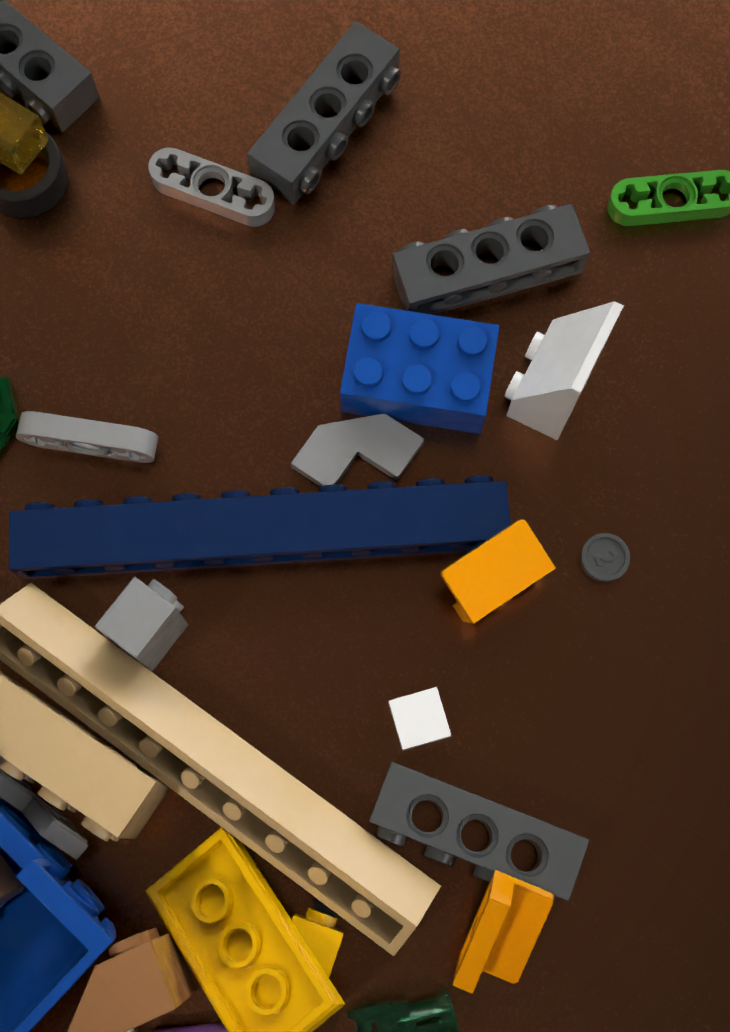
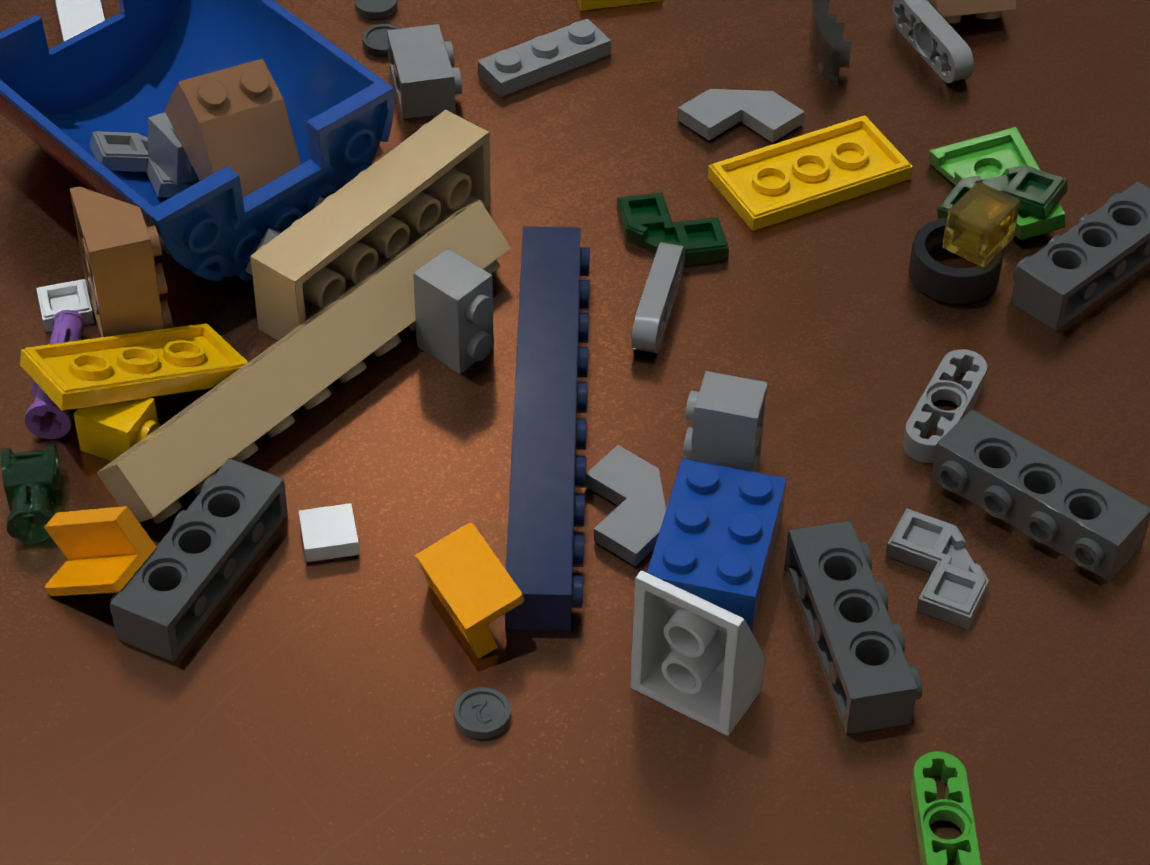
camera: 95 degrees right, 30 degrees down
(292, 357) = (726, 421): none -> light grey brick
(418, 184) = (938, 547): none -> light grey tile

